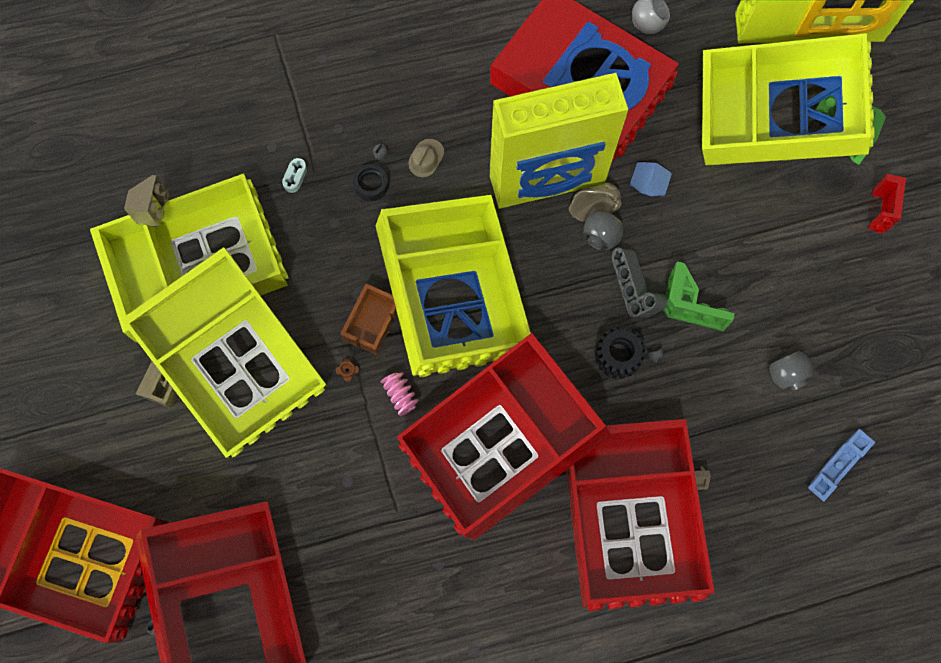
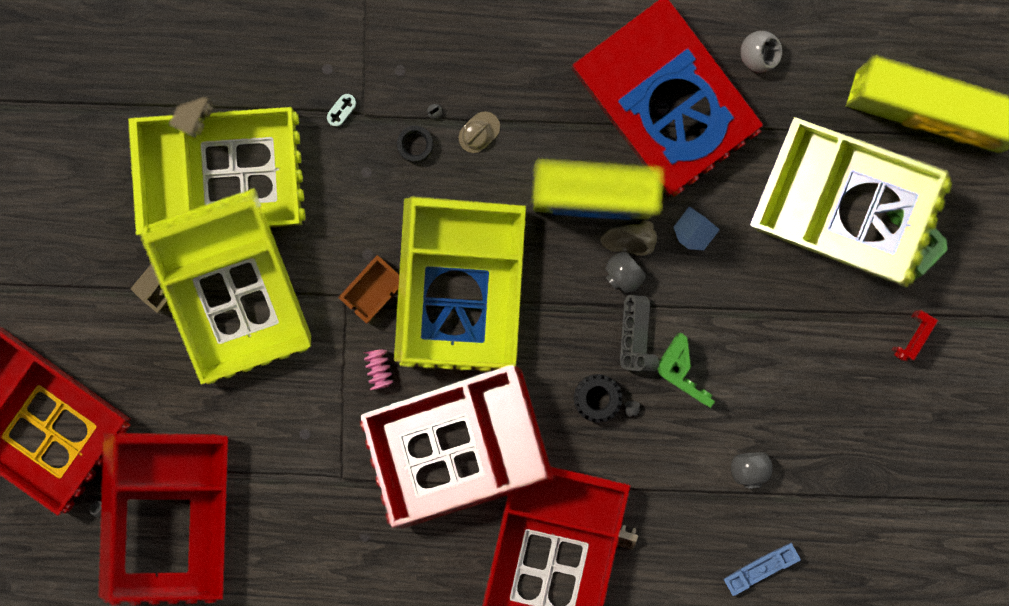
camera: 20 degrees right, 15 degrees up
(346, 364) = (330, 328): dark orange plate -> none

